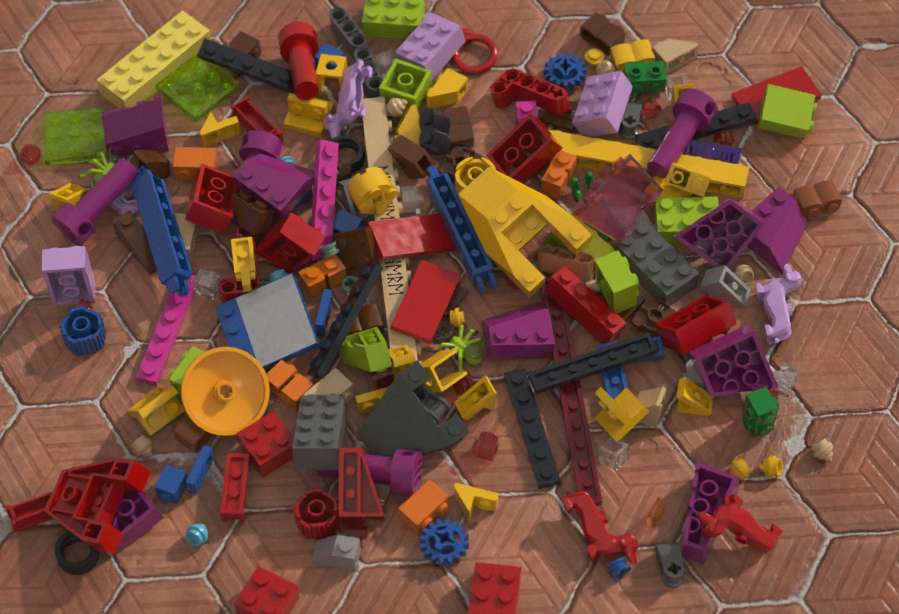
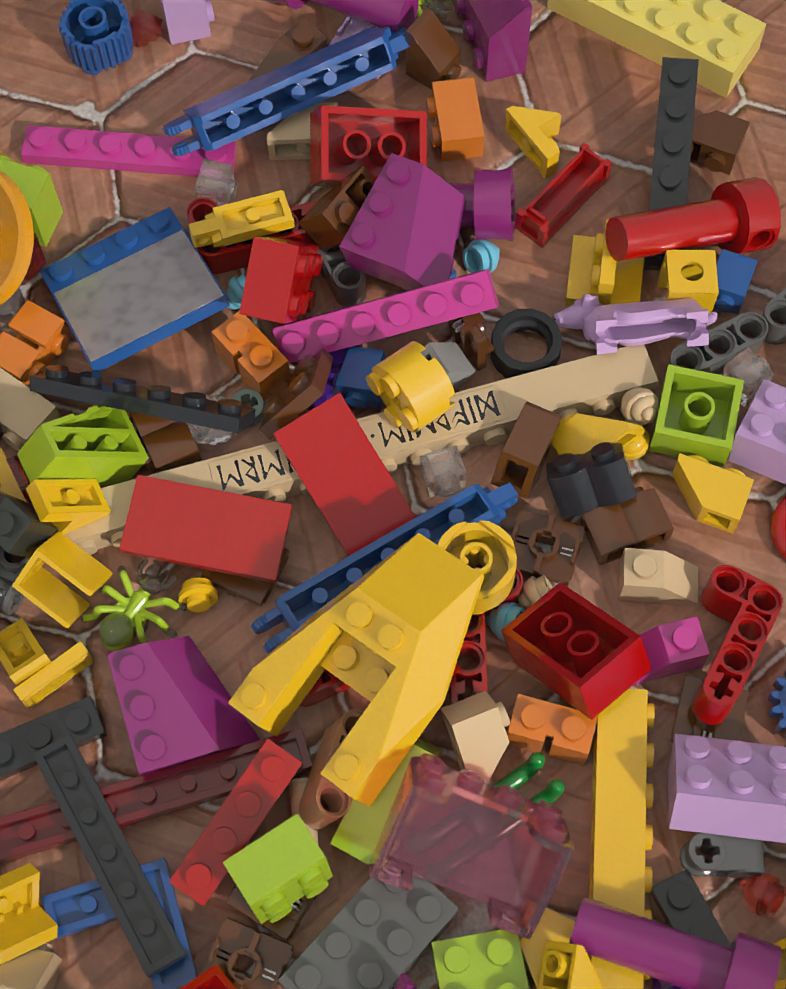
camera: 80 degrees right, 10 degrees up
(197, 87) = (614, 91): clear neon green plate -> none
(324, 312) = (180, 372): blue tile -> none
(329, 250) = (287, 347): sand green bush -> none
(463, 385) = (54, 635): clear red plate -> none
(487, 123) = (657, 578): none -> tan slope
(500, 398) = (54, 675): none -> yellow tile
(560, 194) = (477, 732): none -> tan slope

